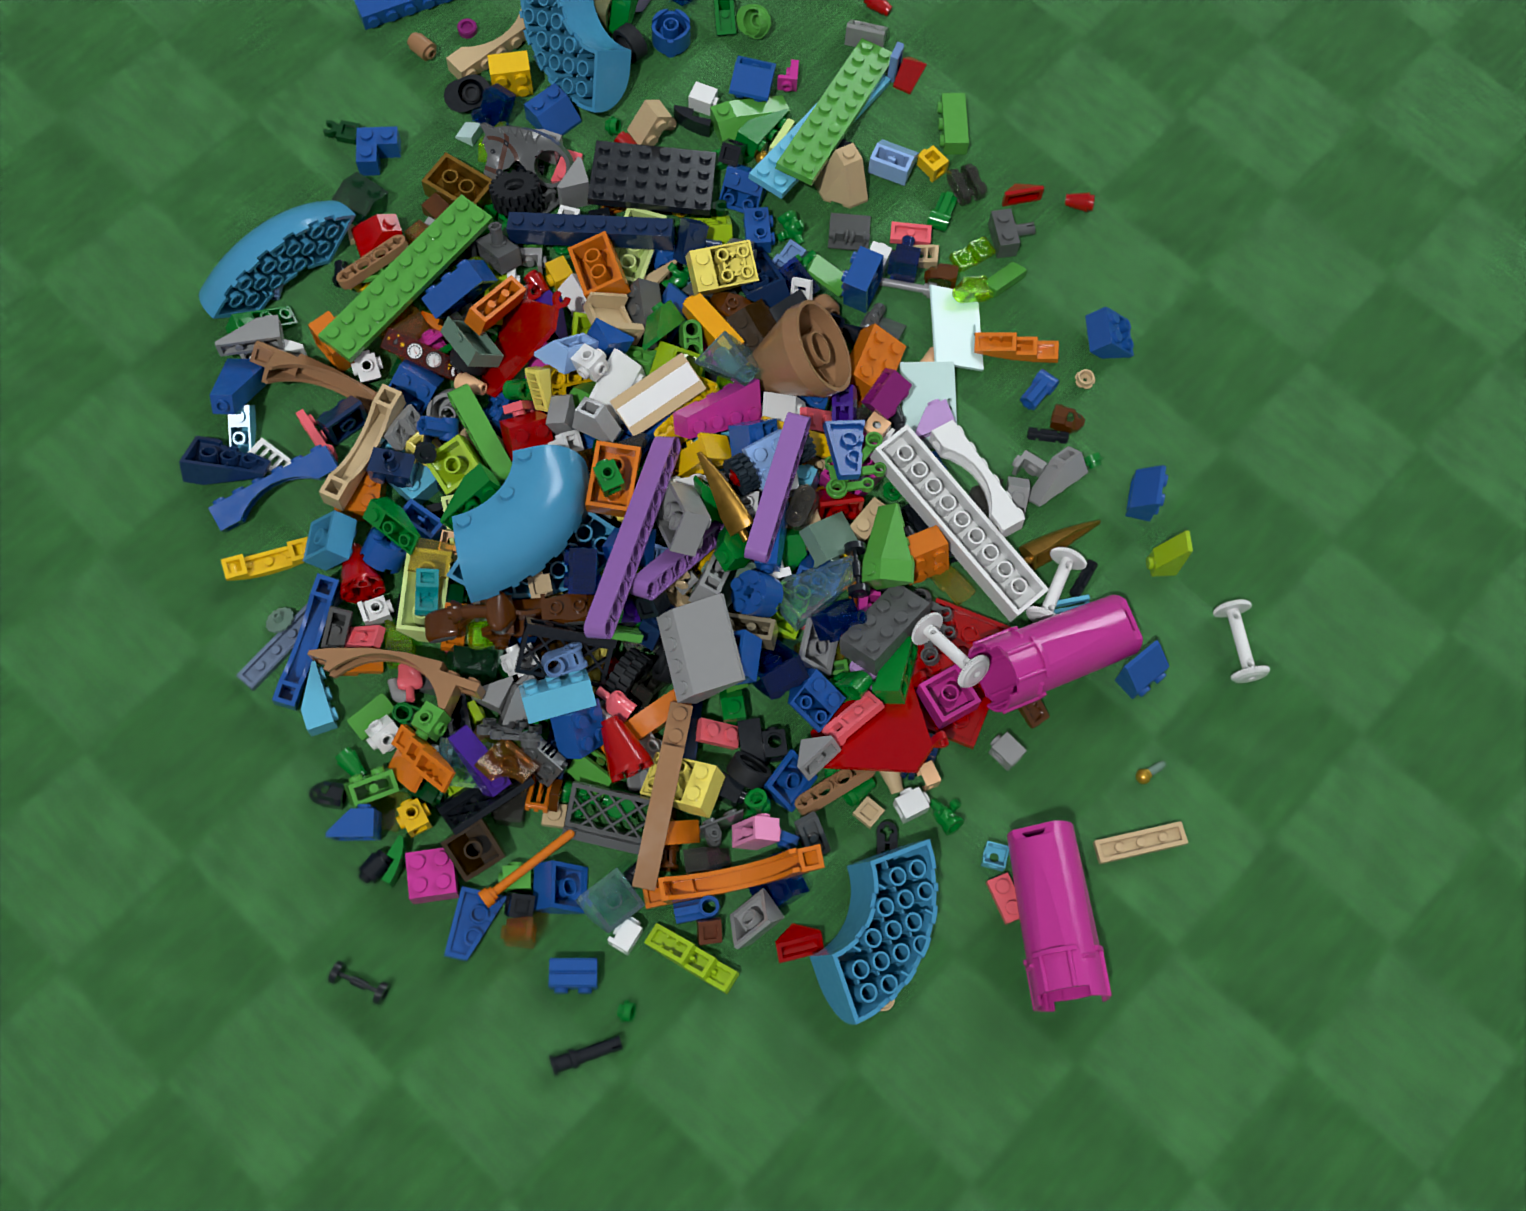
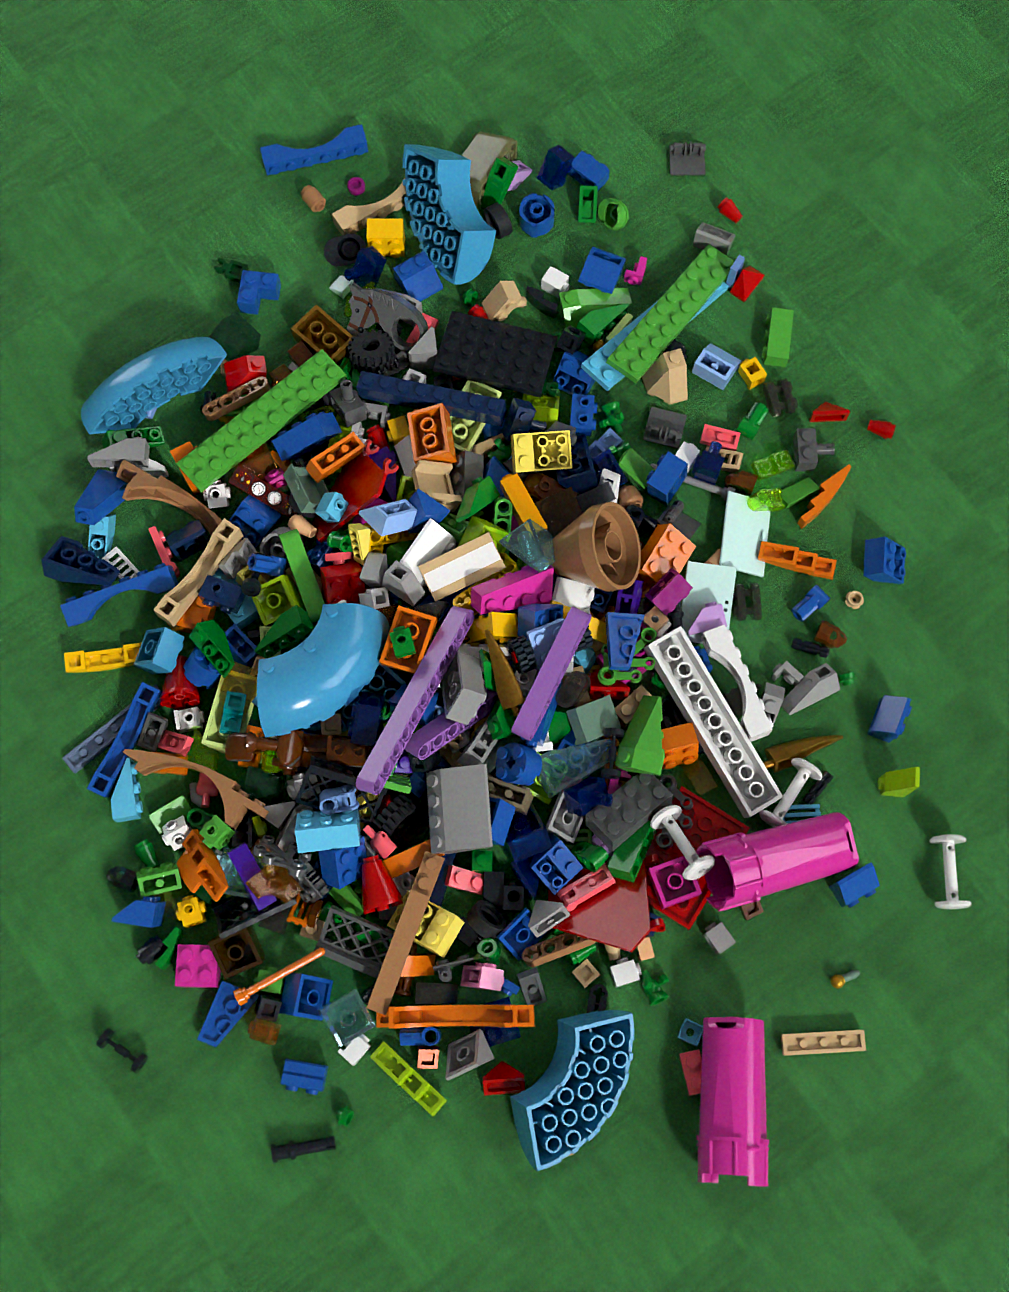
camera: 15 degrees right, 5 degrees up
(280, 620) = (106, 714): sand green piece -> none
(501, 356) = (331, 507): none -> medium azure brick
(590, 362) = (405, 530): white brick -> none
(784, 717) = (526, 876): none -> clear blue slope
(817, 416) = (599, 605): coral plate -> none
(965, 405) = (740, 609): none -> clear smoke brick
(1035, 272) = (826, 493): none -> orange slope

